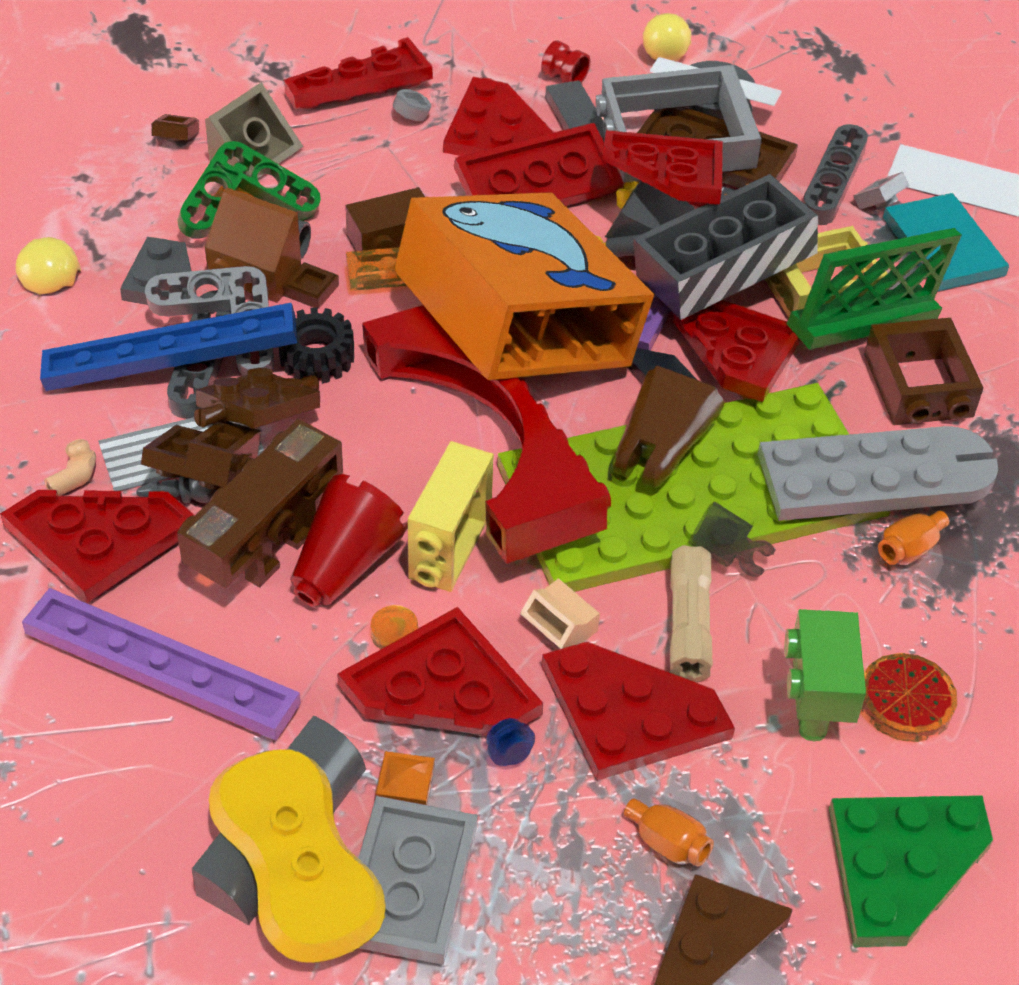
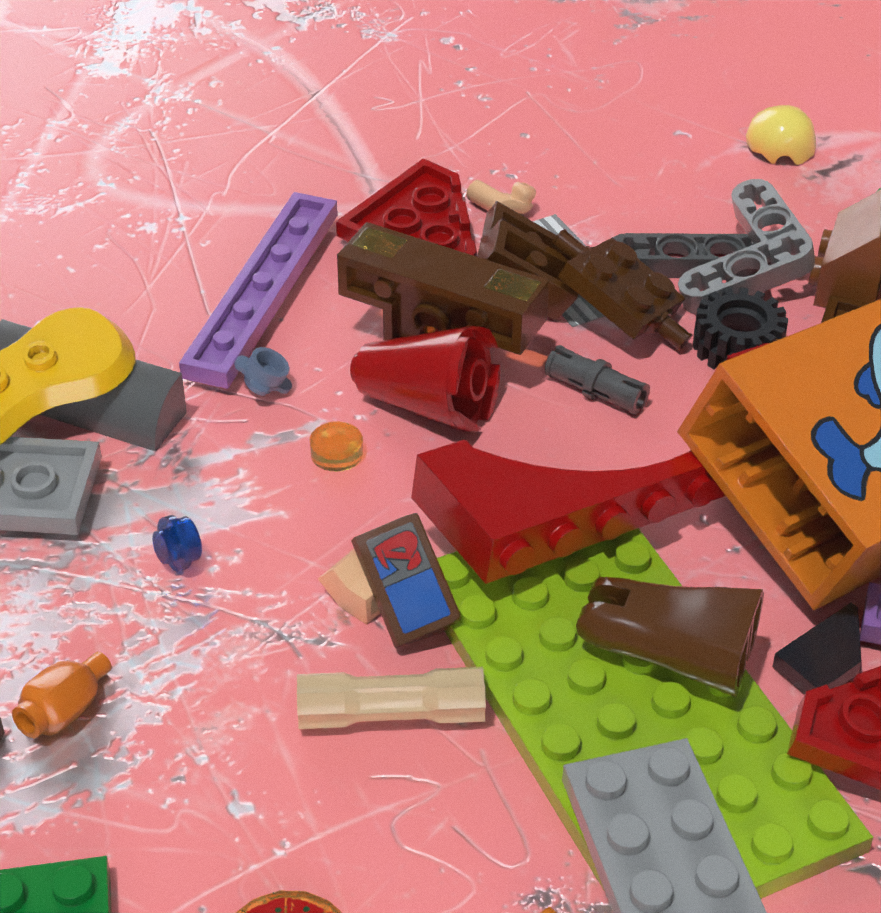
camera: 85 degrees right, 5 degrees down
(154, 258) = (816, 205): dark grey wing -> none
(168, 346) = (679, 220): blue plate -> none
(294, 667) = (264, 371): none -> sand blue plate
(363, 434) = (597, 379): none -> dark grey pin
(406, 777) = (133, 474): orange tile -> none
(440, 680) = (262, 485): red plate -> none
(449, 516) = (469, 408): light yellow window -> none
(588, 579) = (406, 580): none -> slope
(631, 710) = (241, 656): red plate -> none
(727, 539) = (510, 718): clear smoke plate -> none
(826, 670) = (262, 800): bright green brick -> none

